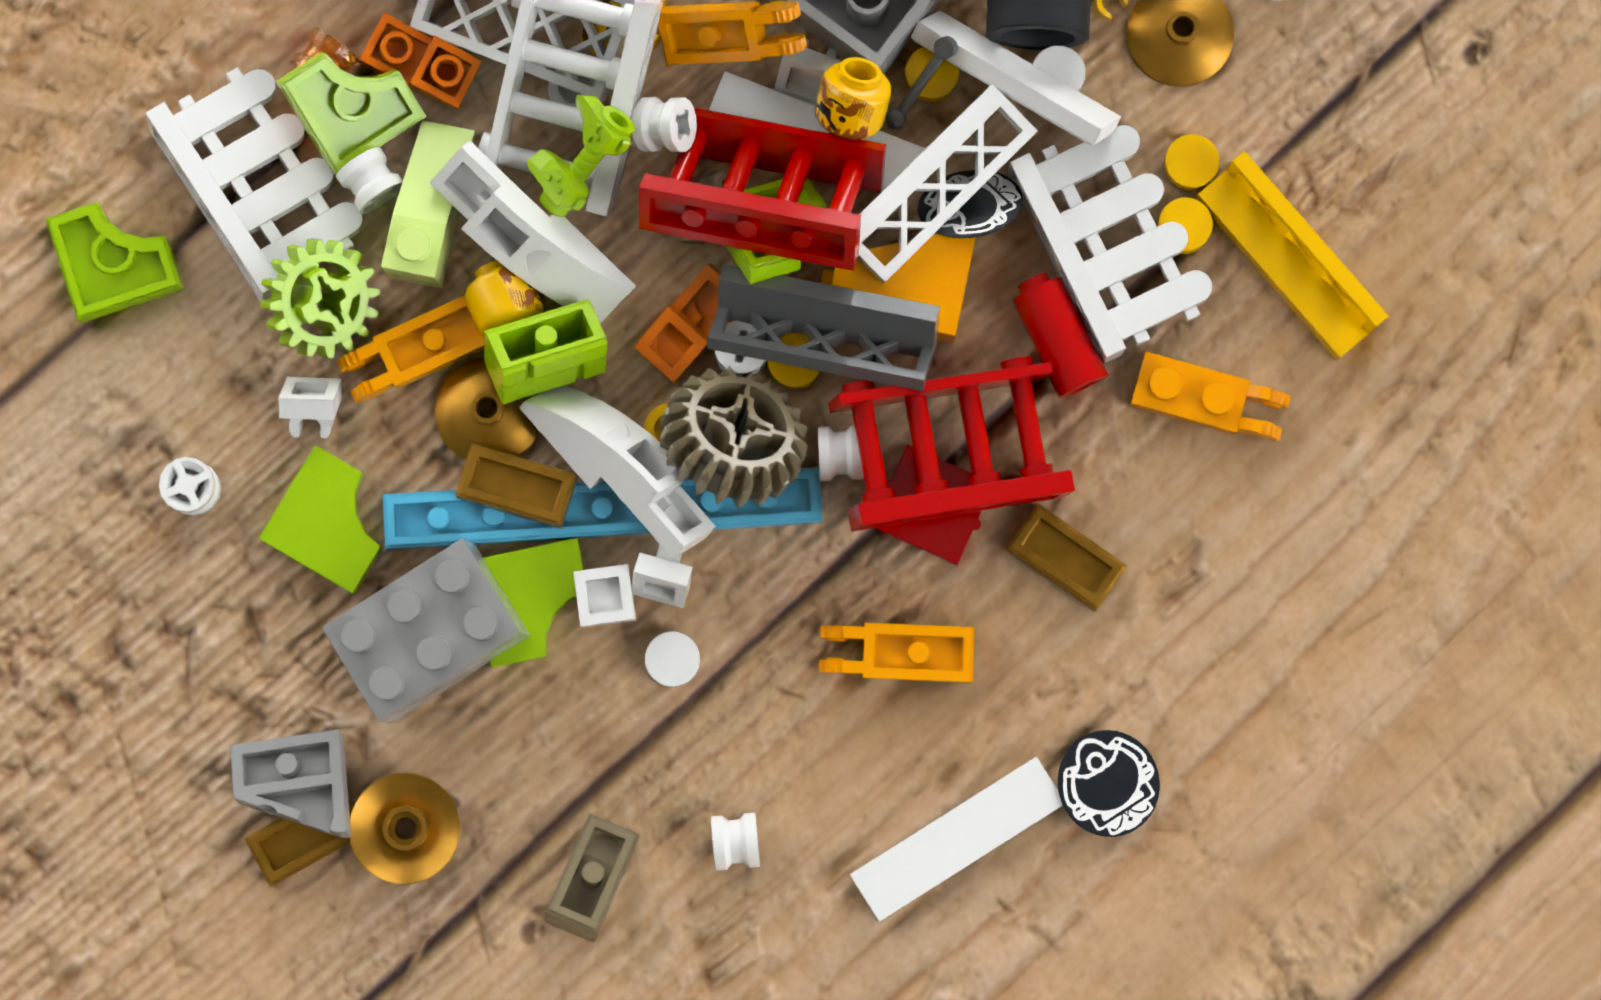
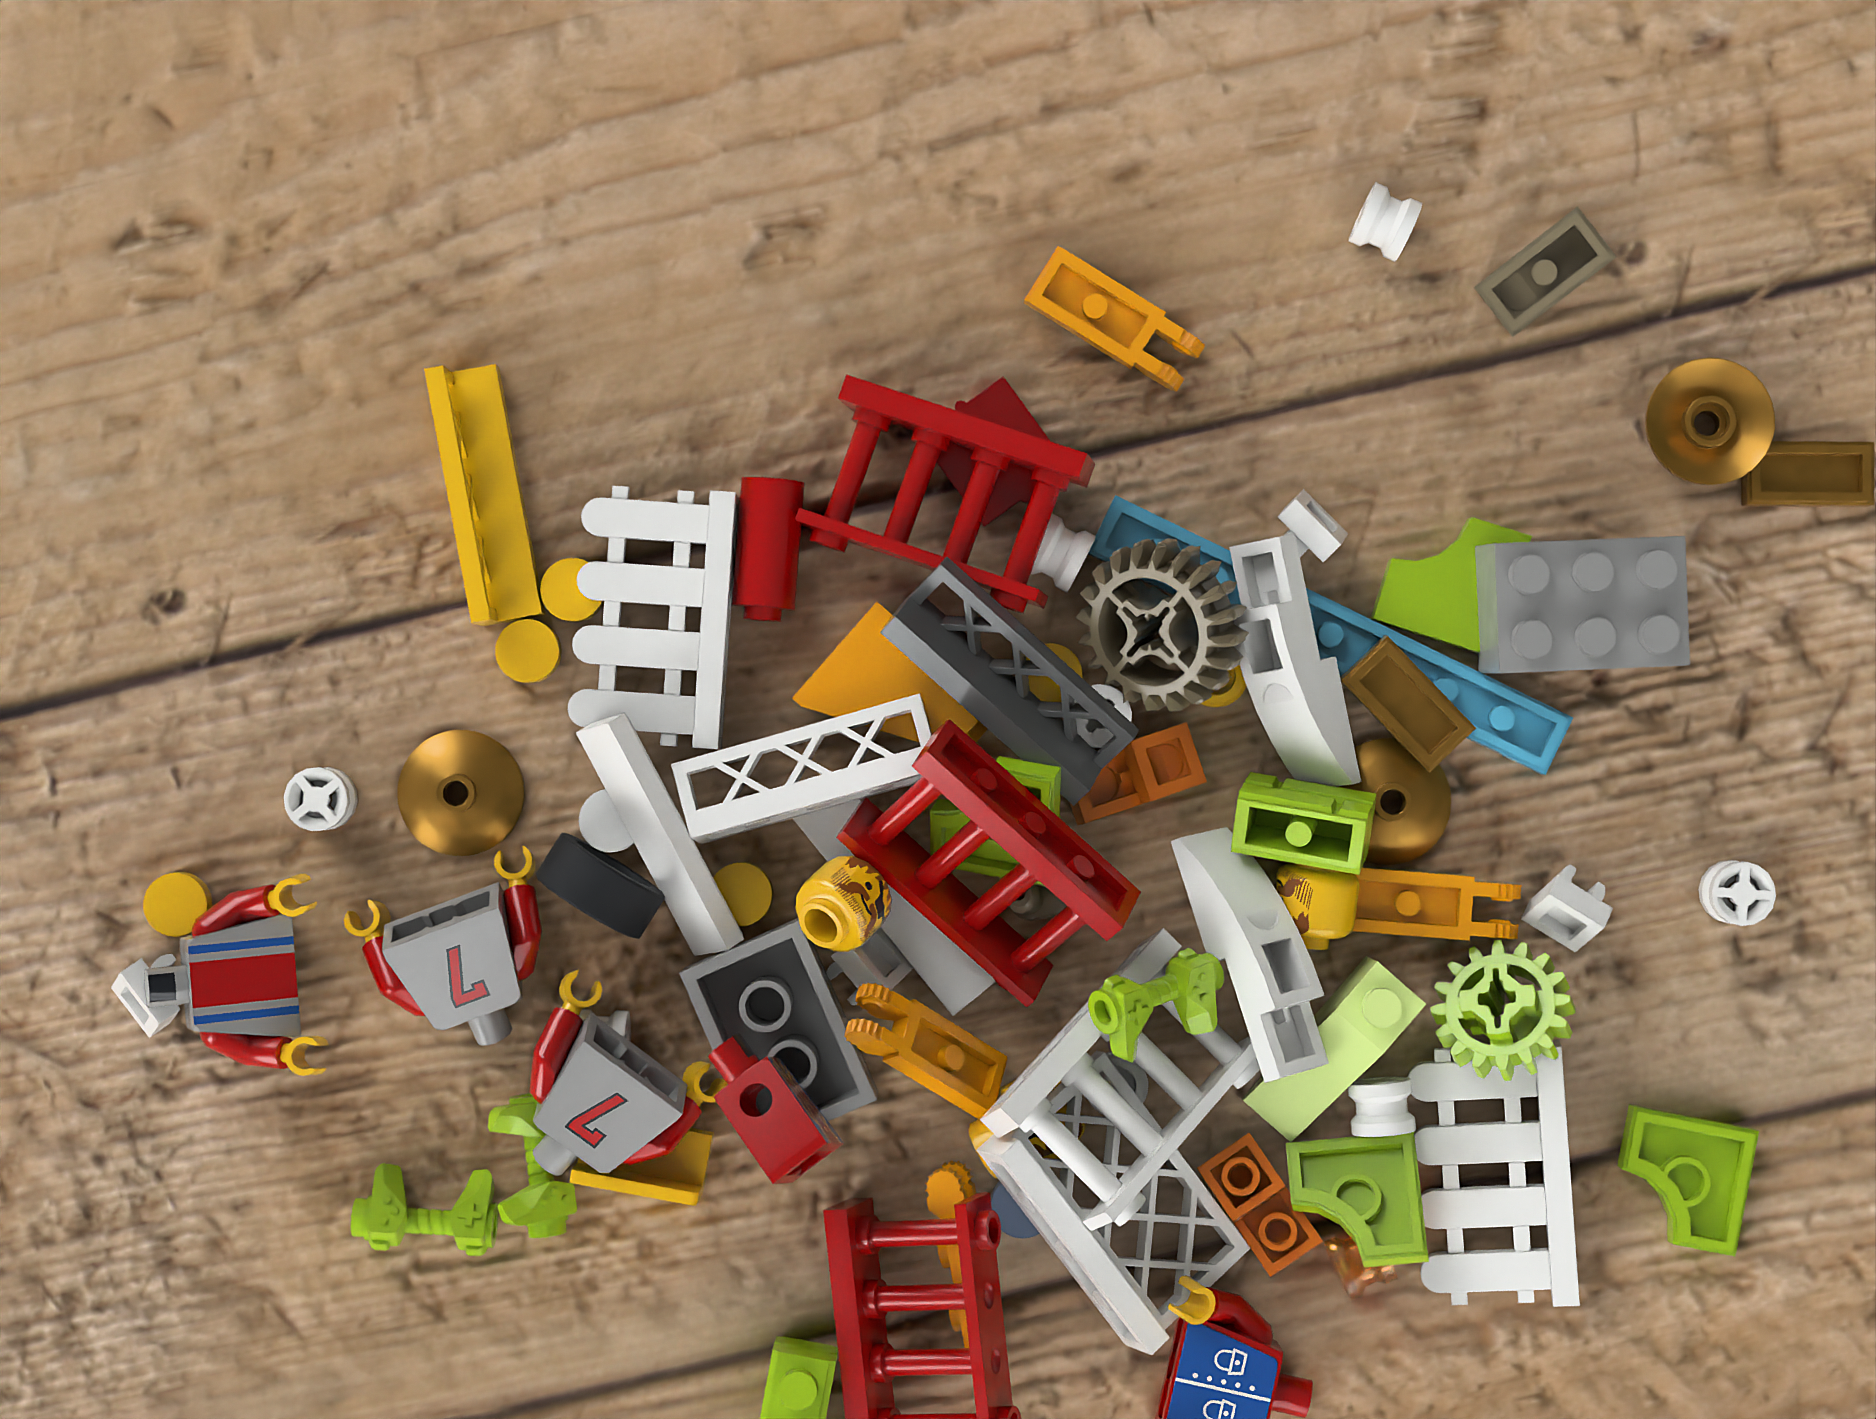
camera: 155 degrees left, 5 degrees up
(295, 779) = (1792, 531): light grey wing -> none
(321, 522) = (1621, 782): lime tile -> none
(604, 595) = (1380, 540): white tile -> none
(664, 124) = (1052, 987): white wheel -> none
(672, 659) = (1344, 442): white tile -> none
(944, 48) = (718, 903): dark grey hinge -> none
(957, 839) = (1160, 102): white tile -> none
(983, 213) = (771, 710): black sticker -> none
(1066, 557) = (888, 321): pearl gold tile -> none
(1108, 783) = (977, 72): black sticker -> none
(1204, 396) = (657, 405): light orange hinge -> none

